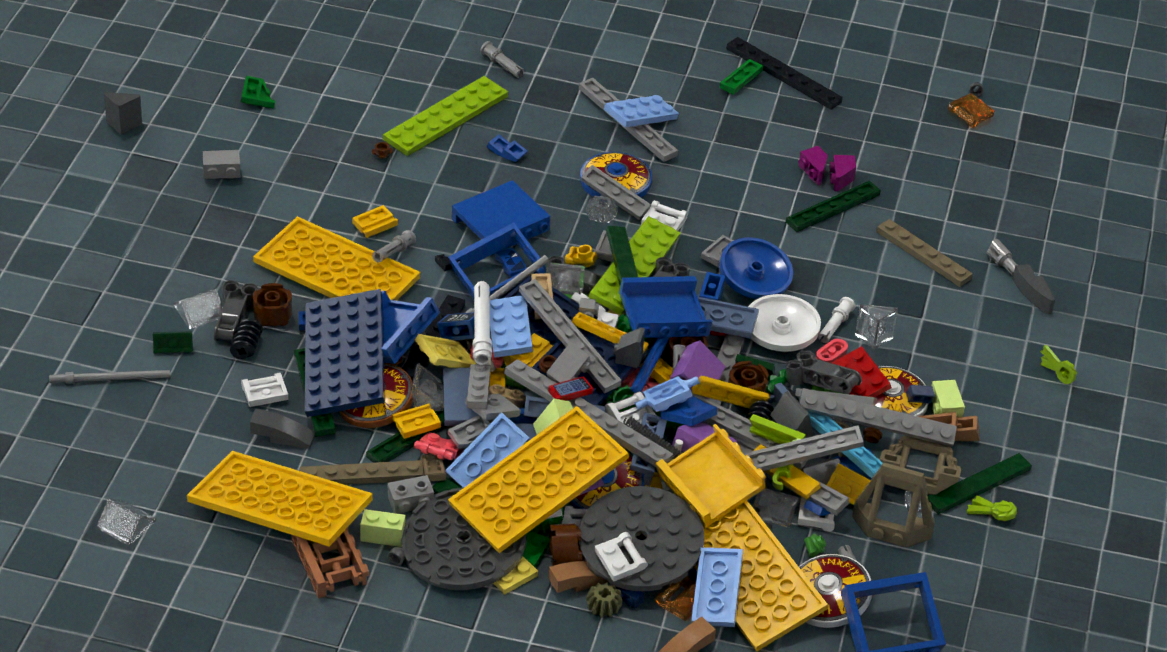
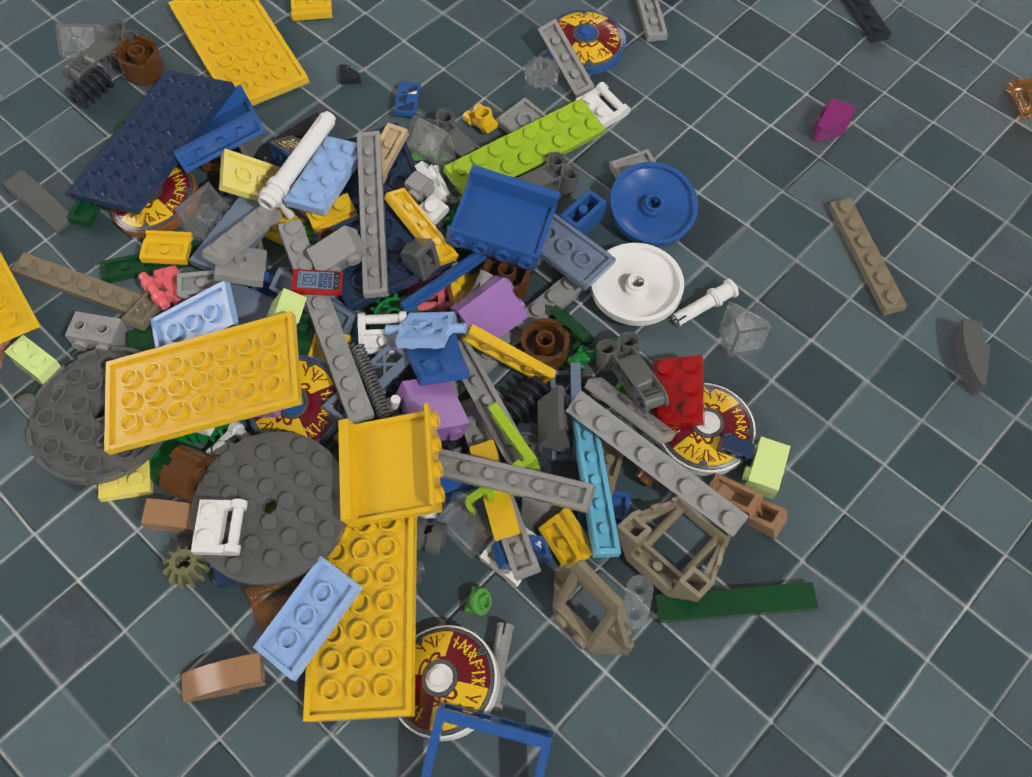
camera: 30 degrees right, 20 degrees up
(172, 342) = (25, 65): dark green plate -> none
(265, 390) = (64, 155): white plate -> none
(399, 243) = (312, 37): light grey pin -> none
(487, 247) = (379, 75): blue window -> none
(500, 208) = (433, 45): blue panel -> none
(514, 396) = (276, 251): tan plate -> none
(518, 279) = (381, 122): light grey bar -> none
(621, 252) = (509, 135): dark green tile -> none
(814, 163) = (807, 100): magenta slope -> none
(832, 206) = (797, 158): dark green tile -> none
(832, 350) = (671, 343): coral plate -> none
(1000, 510) = (738, 659): lime piece -> none
(1001, 255) = (957, 296): light grey arm -> none
(1065, 370) = (941, 486): lime piece -> none

